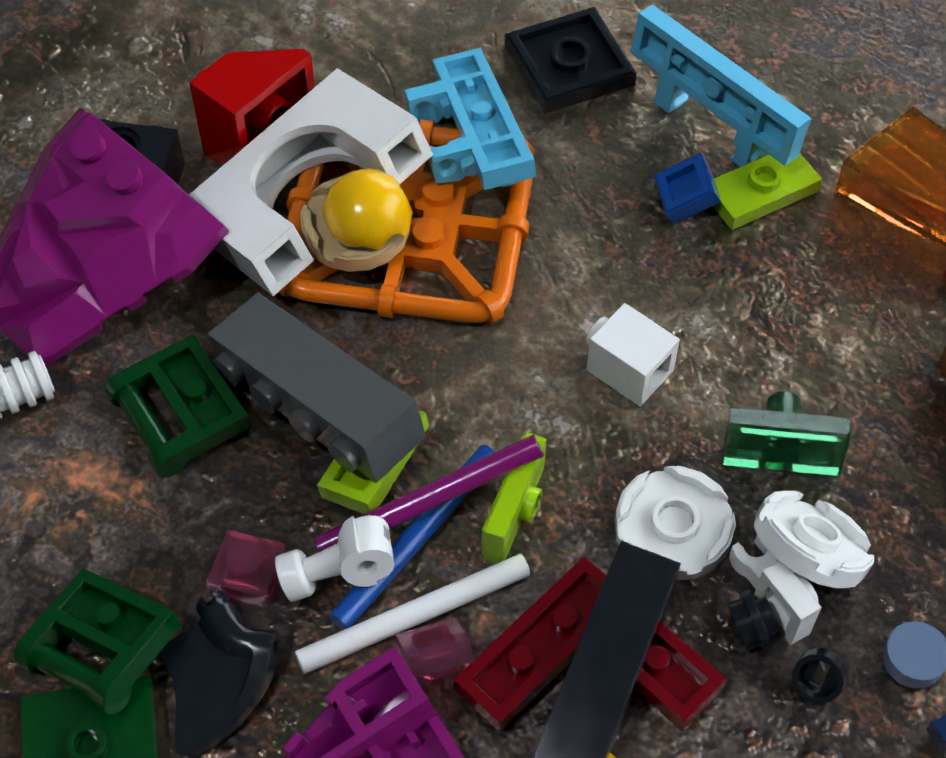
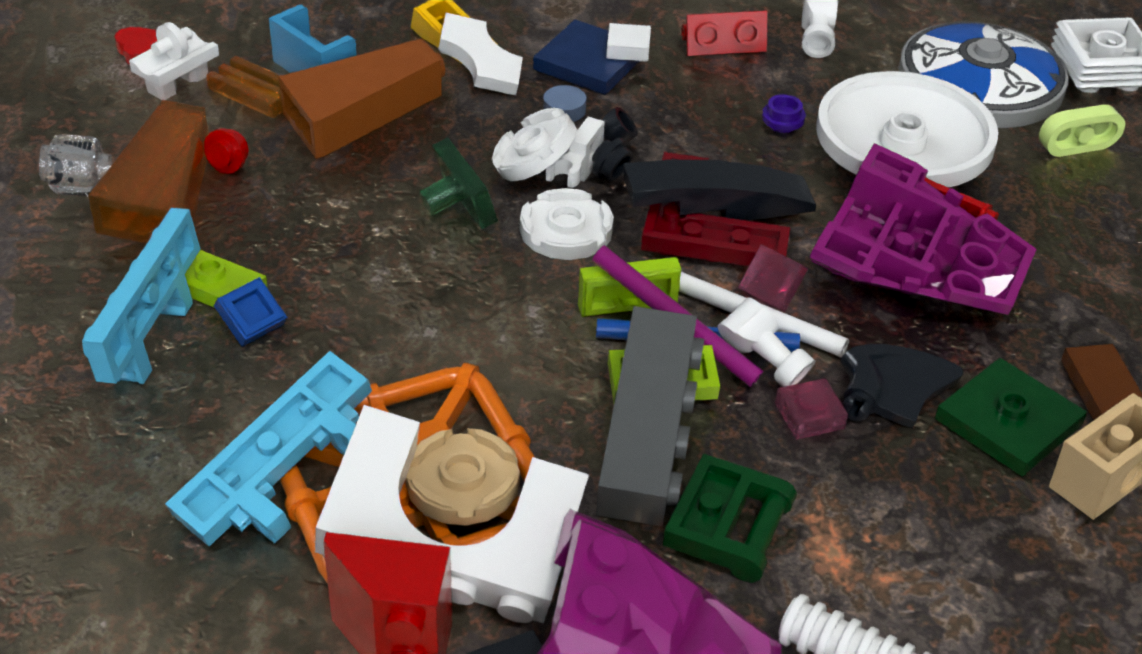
camera: 125 degrees left, 15 degrees down
(107, 621) = (934, 439): dark green plate -> none
(366, 209) = (462, 440): yellow hair -> none
(570, 60) = (123, 456): black tile -> none
(631, 353) = (452, 277): white brick -> none

